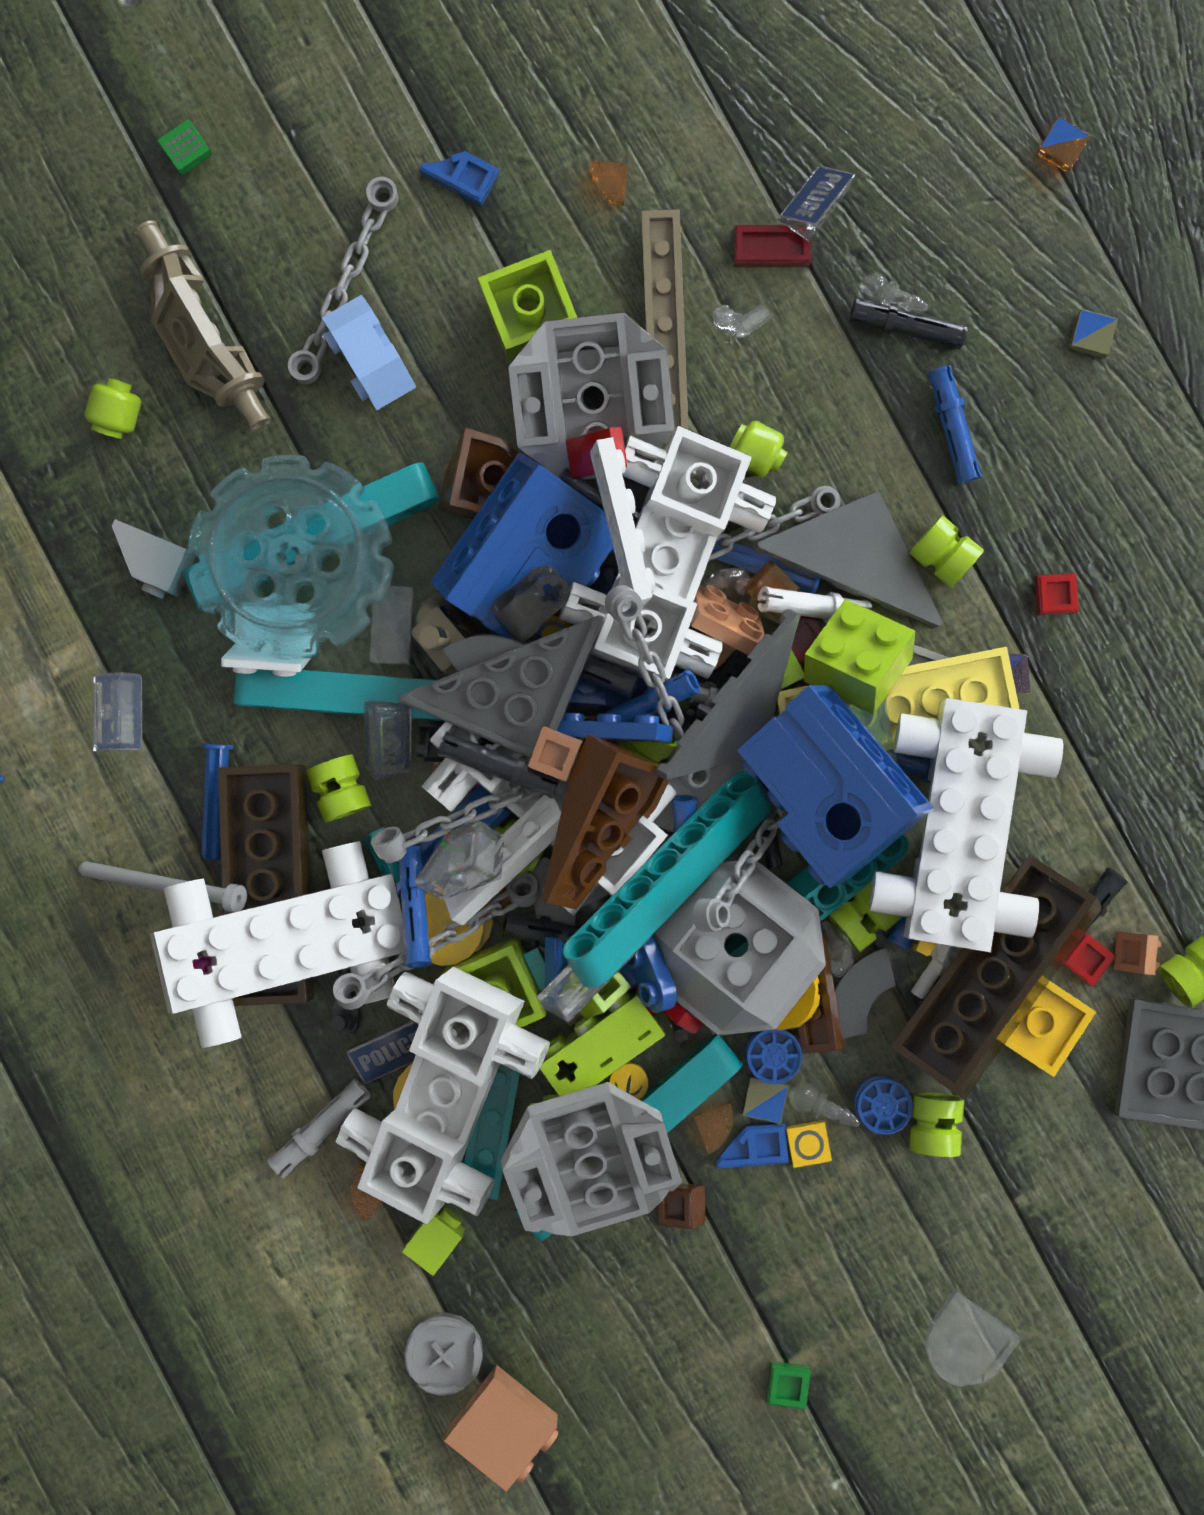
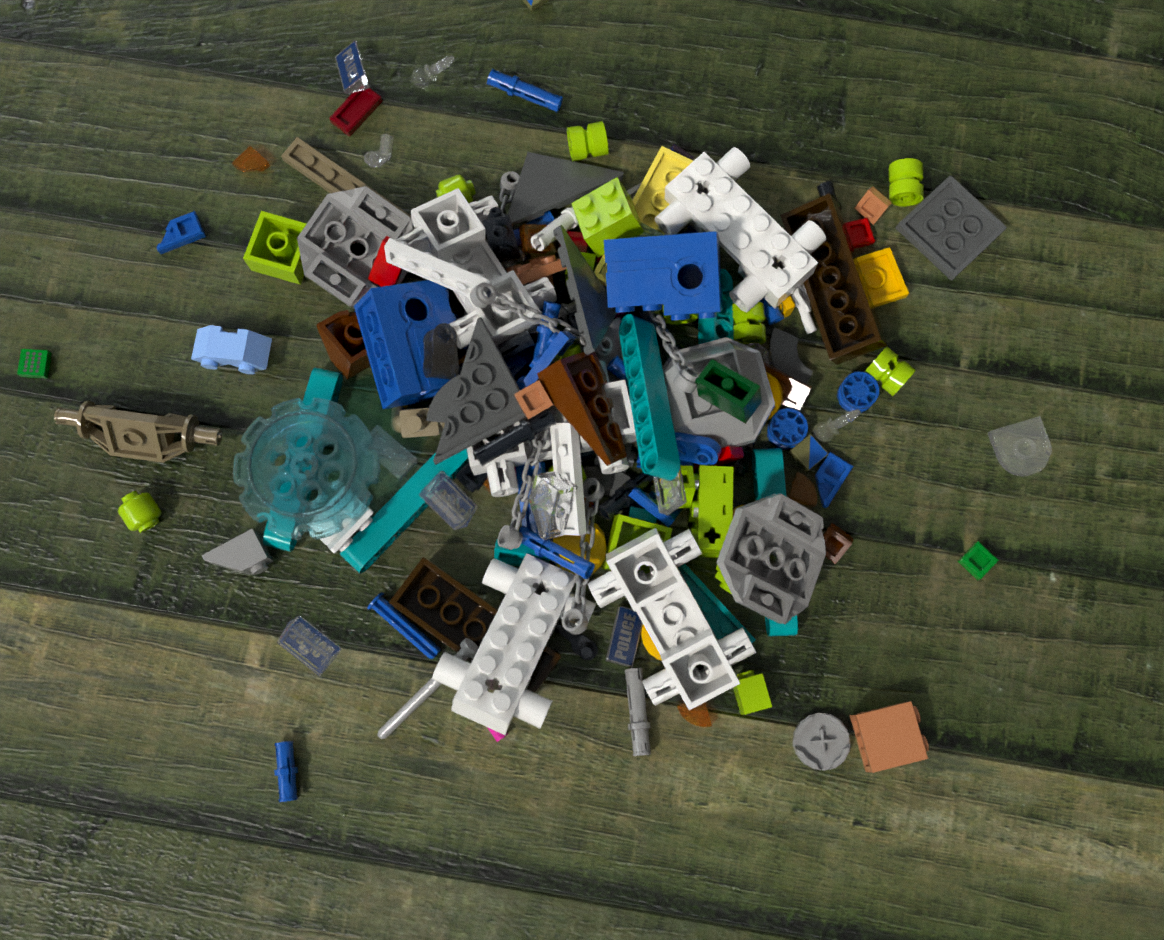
camera: 55 degrees left, 10 degrees down
(342, 802) = (463, 554): lime wheel -> none
(374, 189) = (206, 385): light grey piece -> none
(735, 973) = (728, 391): none -> dark green brick
(736, 550) = (501, 235): none -> black hinge
(808, 1143) = (850, 448): yellow tile -> none
(893, 319) = (444, 79): black pin -> none
(1056, 594) = (653, 108): red tile -> none

